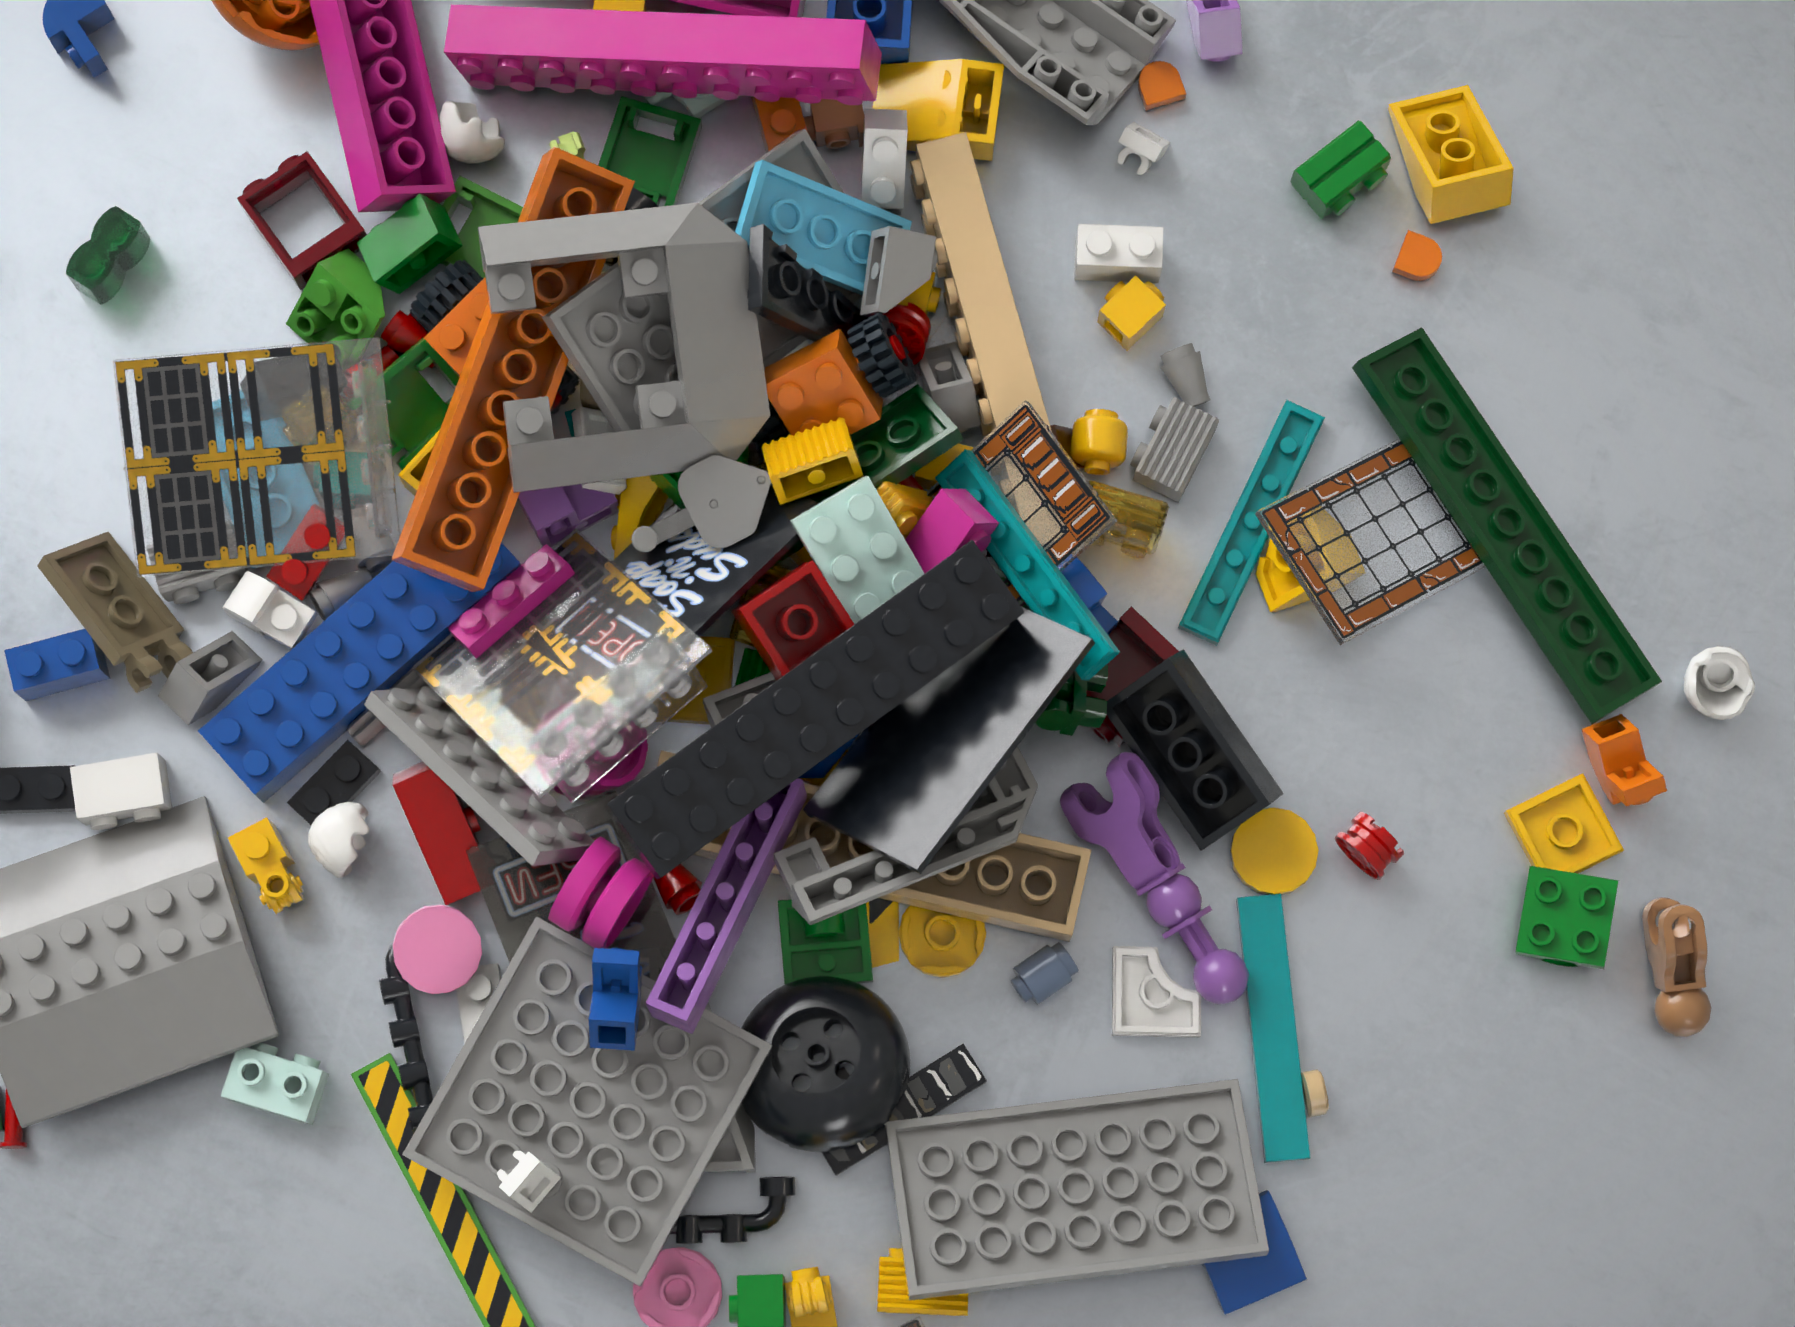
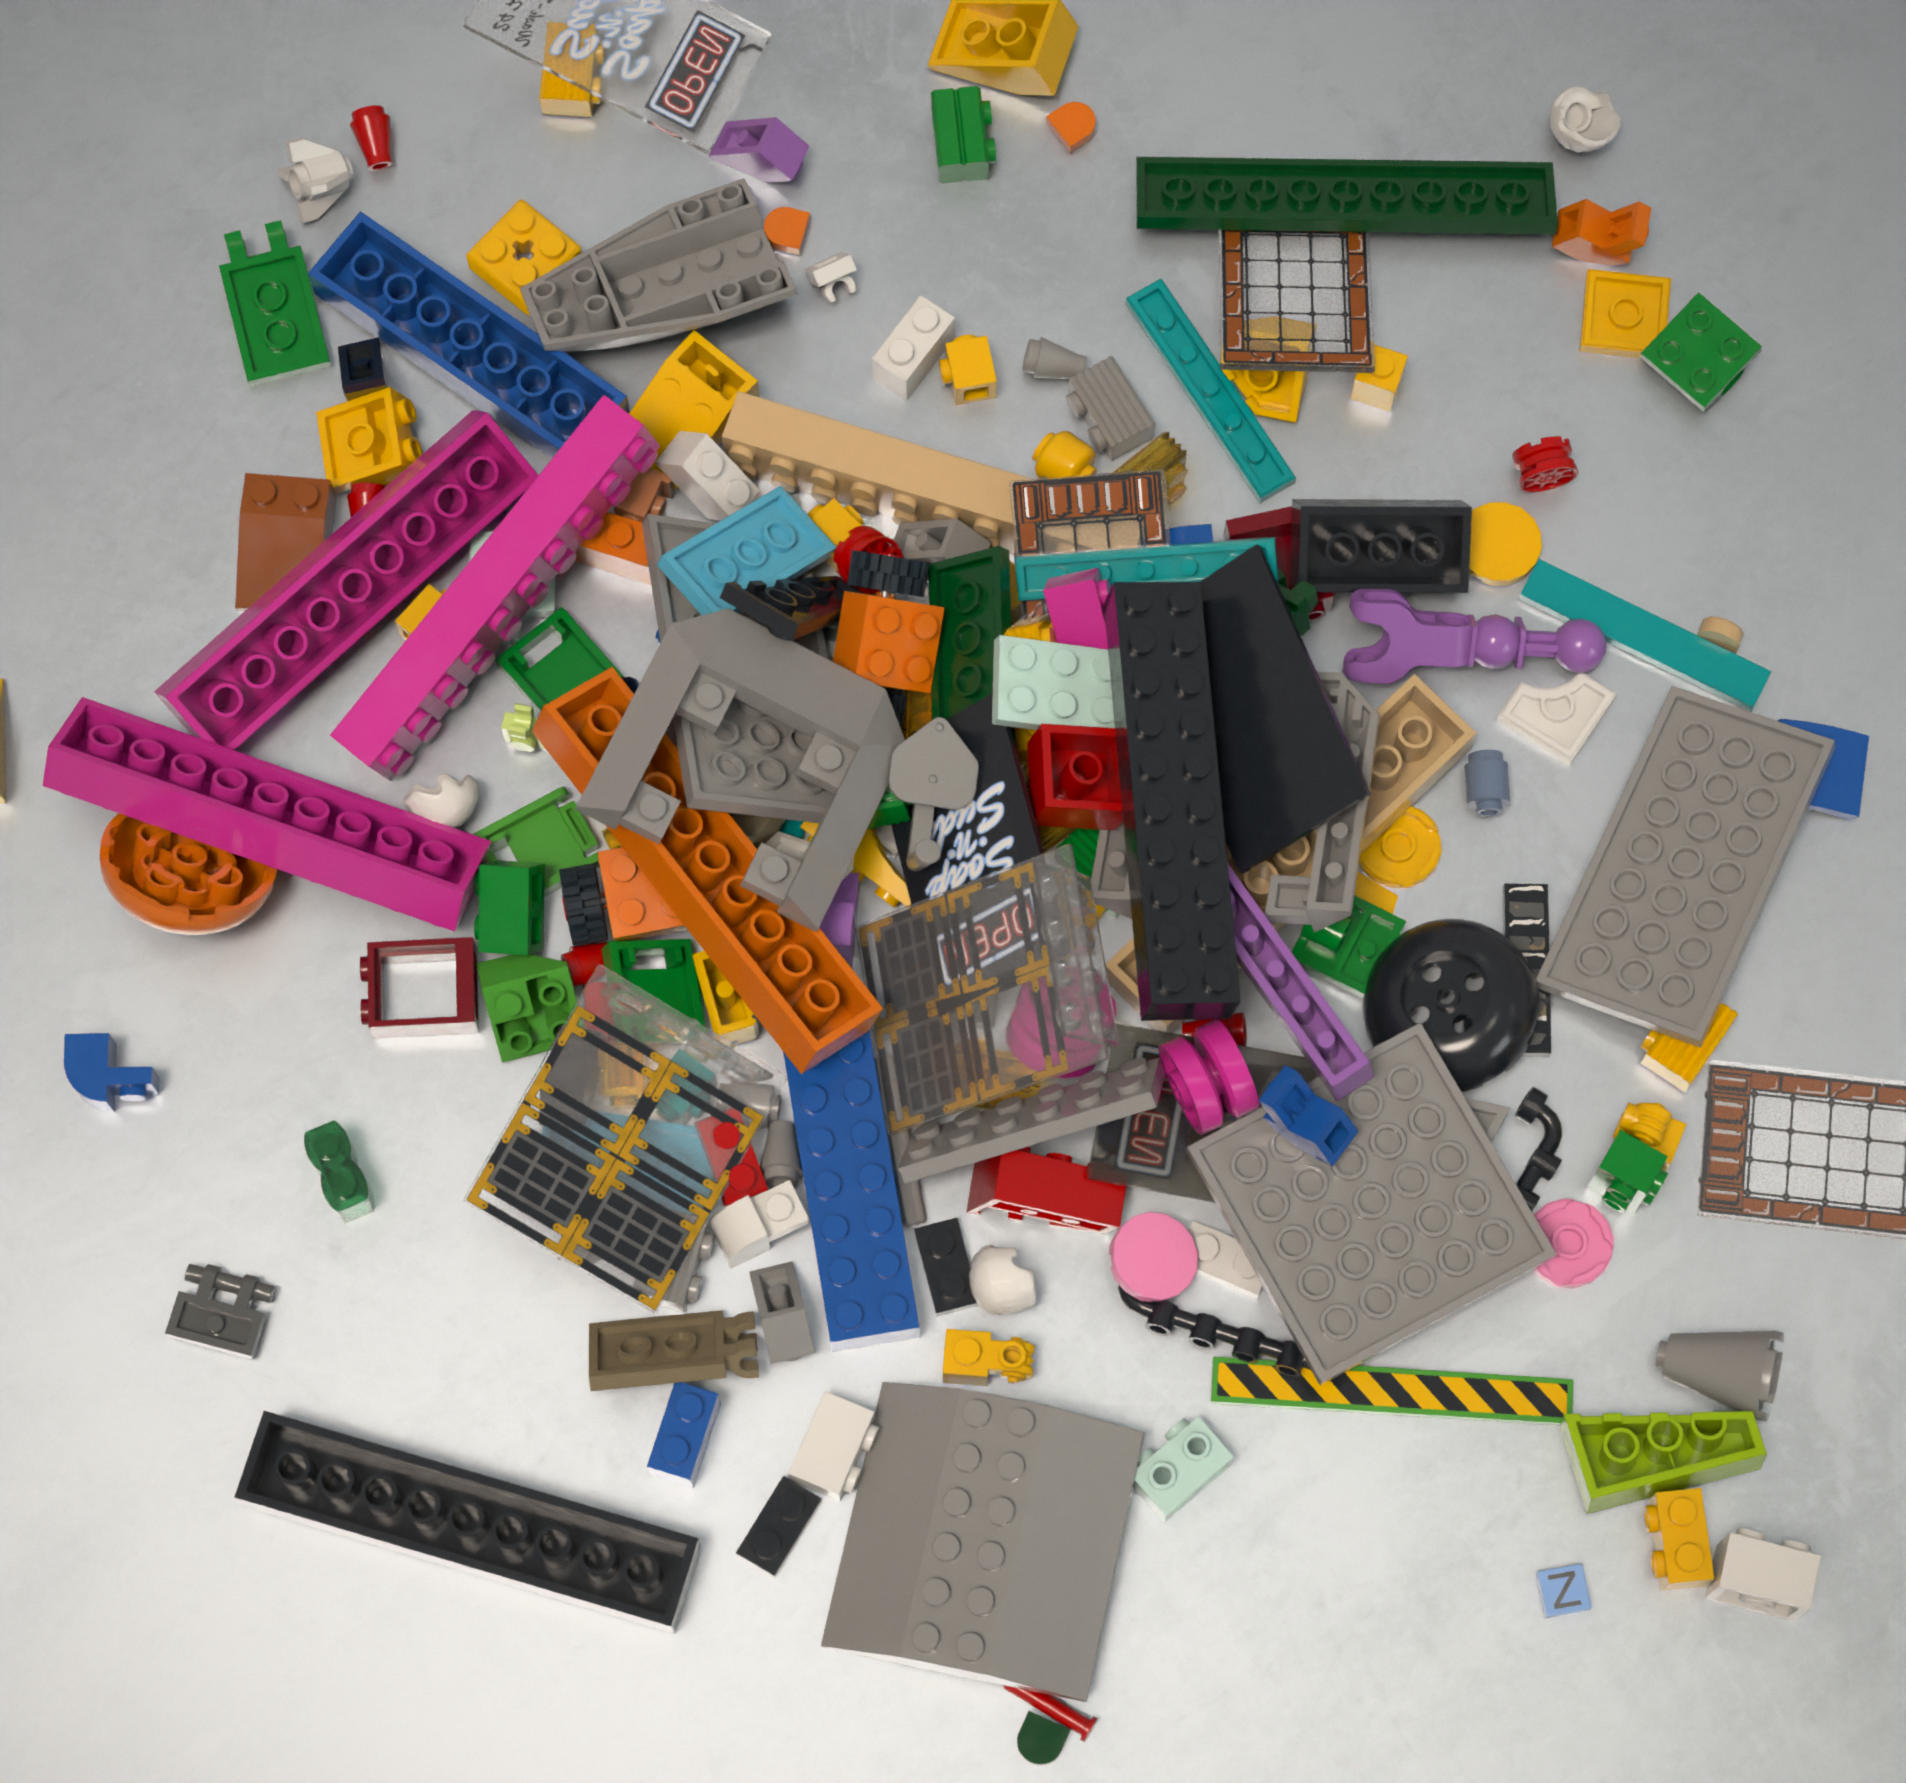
camera: 55 degrees left, 5 degrees down
(511, 600) = (894, 1030): dark pink plate -> none
(528, 1180) = (1415, 1284): white tile -> none
(811, 461) = (947, 678): yellow brick -> none
(896, 267) = (818, 520): light grey slope -> none
(1356, 659) = (1382, 386): none -> yellow brick
(1677, 965) = (1792, 292): medium nougat piece -> none

